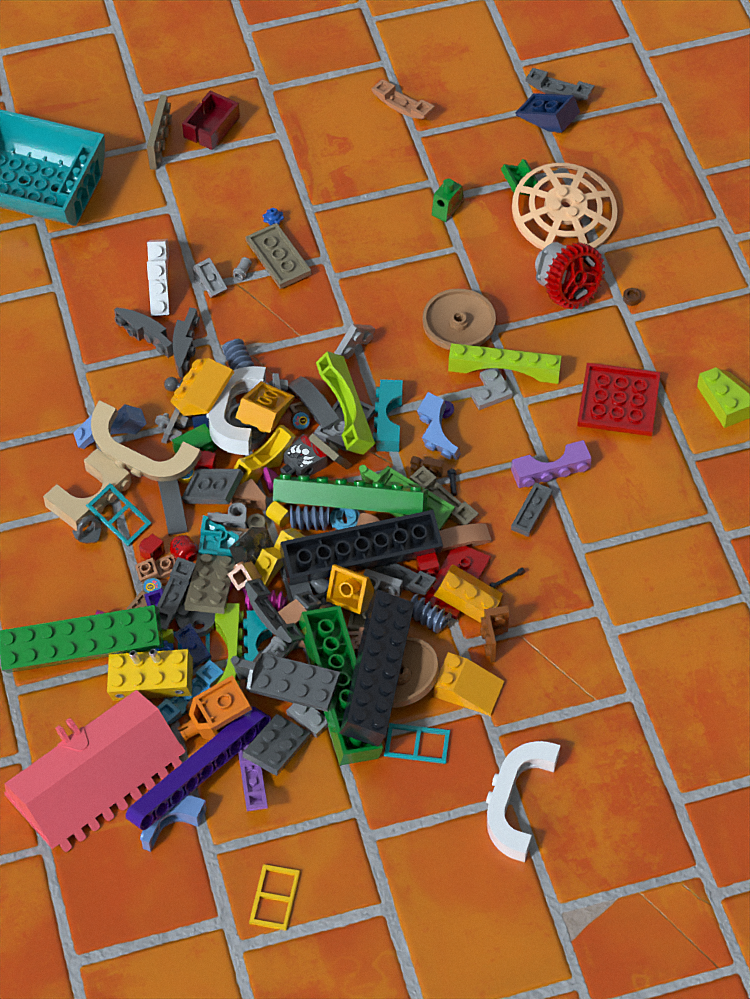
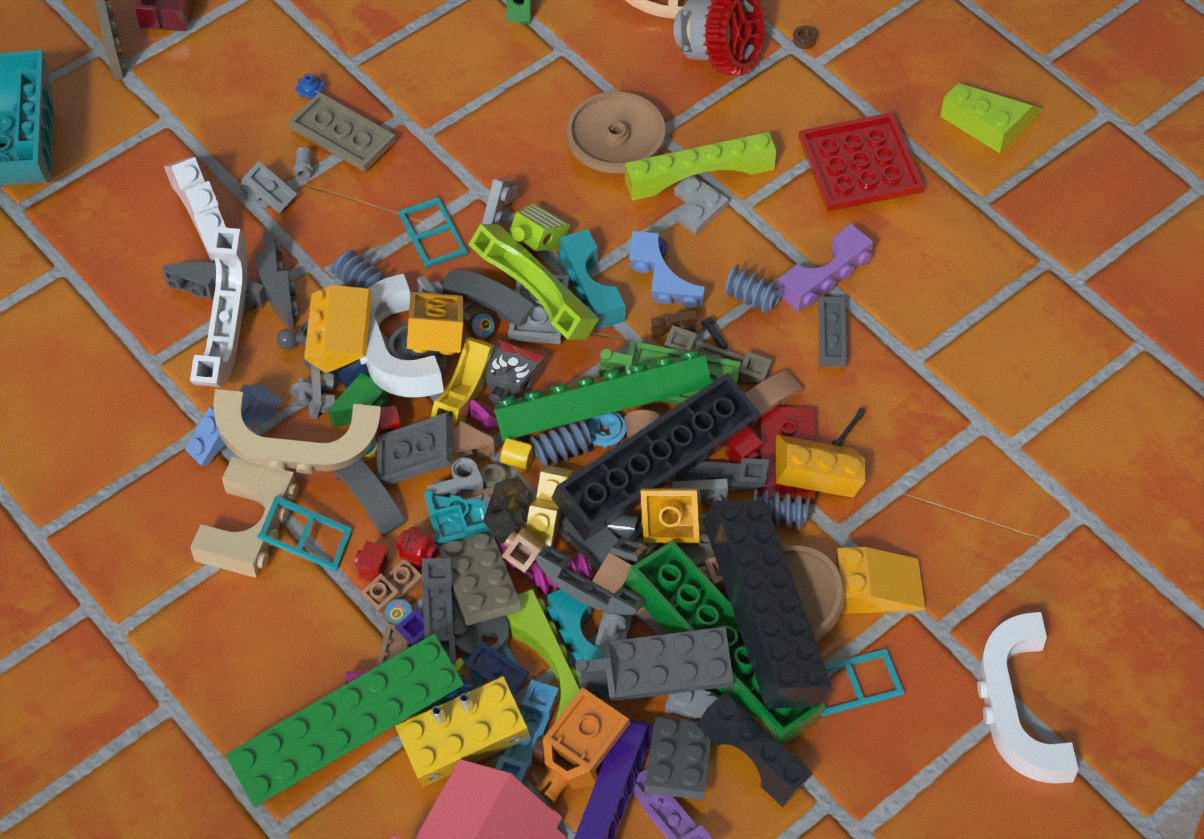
camera: 25 degrees left, 0 degrees up
(92, 532) = (277, 573): dark grey piece -> none
(152, 330) = (218, 361): none -> white arch
(303, 346) = (432, 232): none -> teal window
(330, 450) = (545, 348): dark tan plate -> none
(332, 773) = (779, 770): none -> black arch
(369, 367) = (538, 228): none -> lime torso
(492, 461) = (752, 291): none -> sand blue piece
(493, 623) = (871, 500): dark orange bracket -> none

